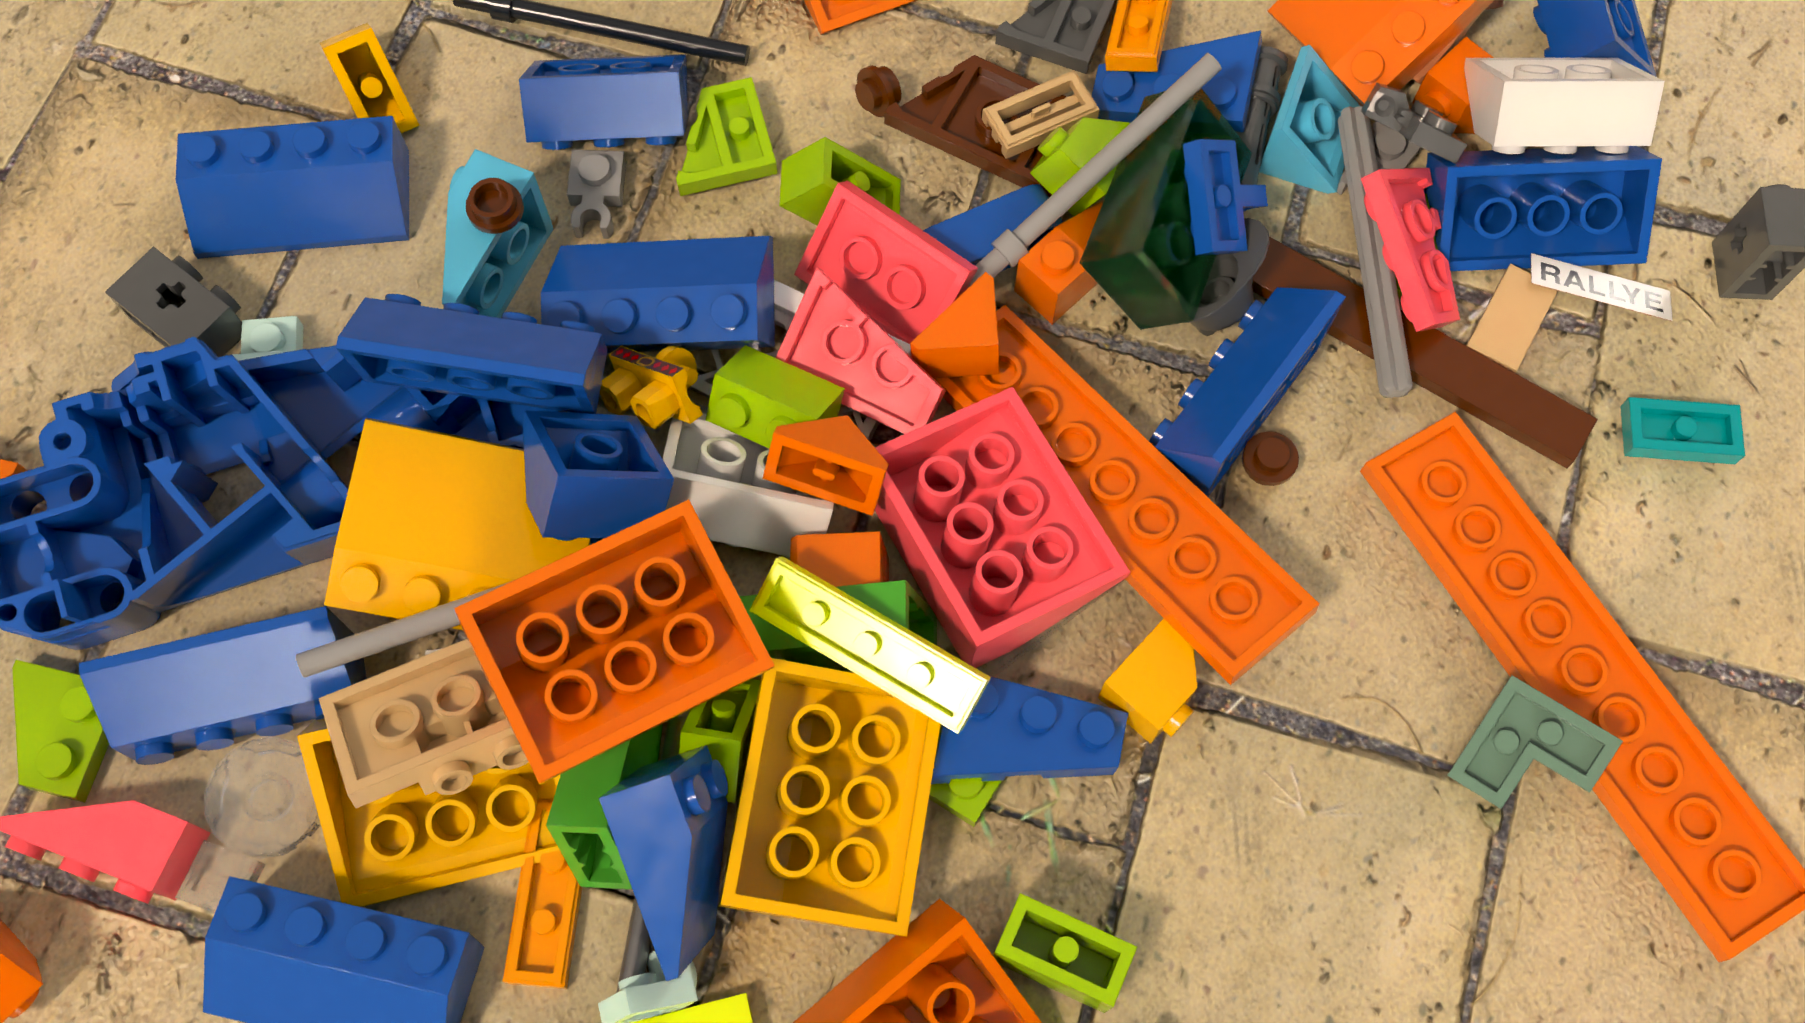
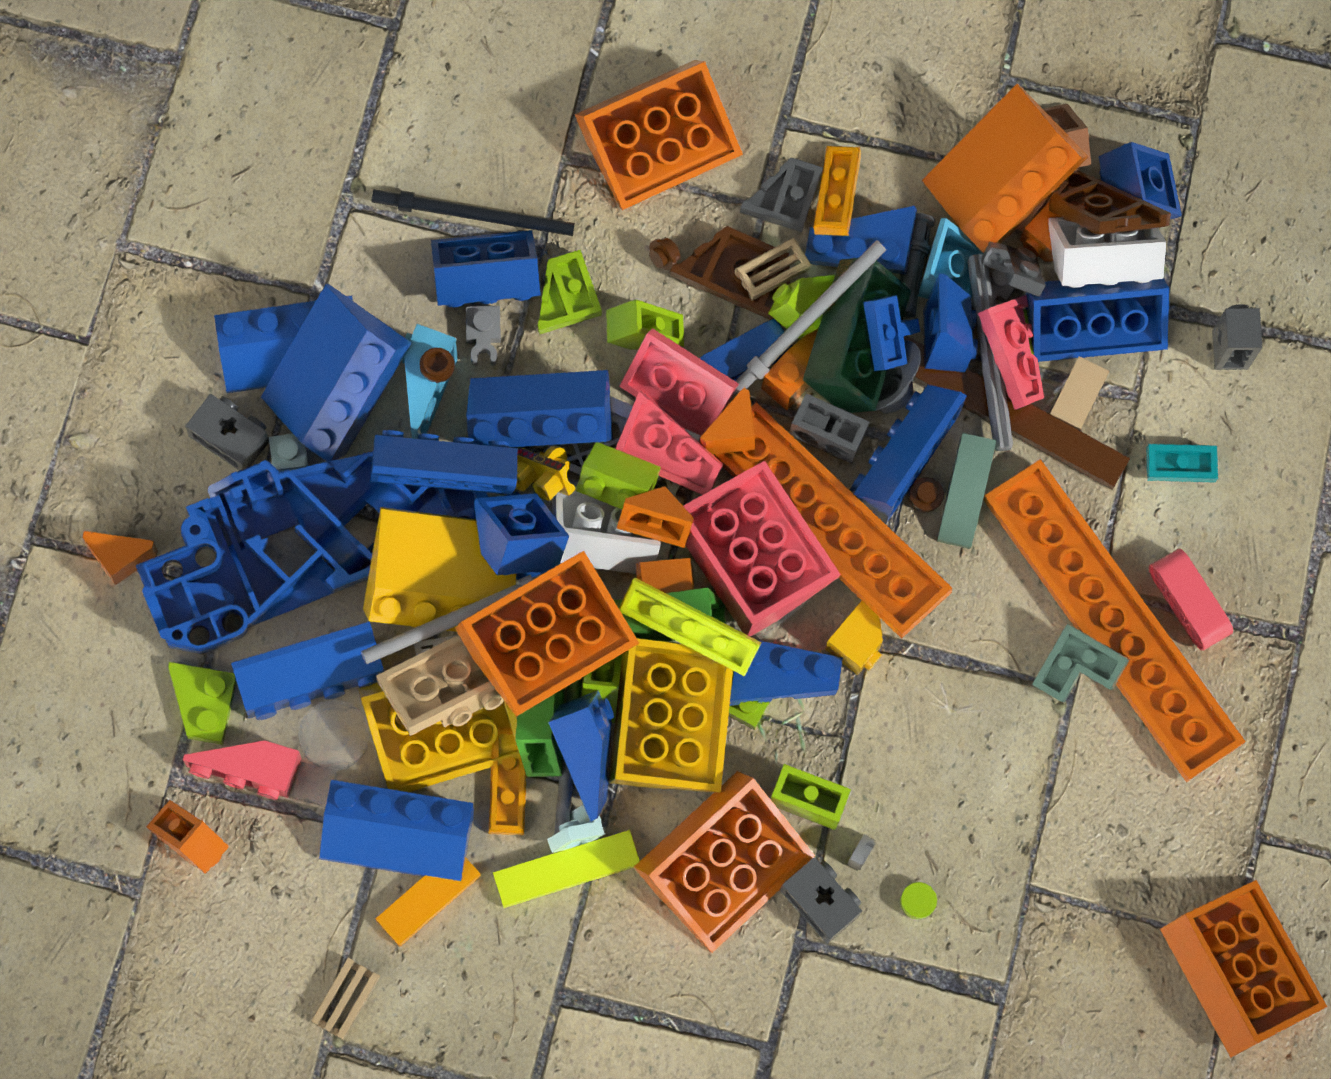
camera: 10 degrees left, 5 degrees up
(346, 218) = (334, 374): none -> blue slope
(368, 76) = (324, 260): yellow slope -> none
(1118, 346) = (828, 428): none -> dark grey brick
(1310, 205) = (948, 327): none -> blue slope
(1336, 453) = (966, 490): none -> sand green slope
(1559, 42) = (1104, 207): none -> reddish brown wing
(1601, 287) = (1136, 368): white sticker -> none
(1711, 648) = (1190, 599): none -> coral beam

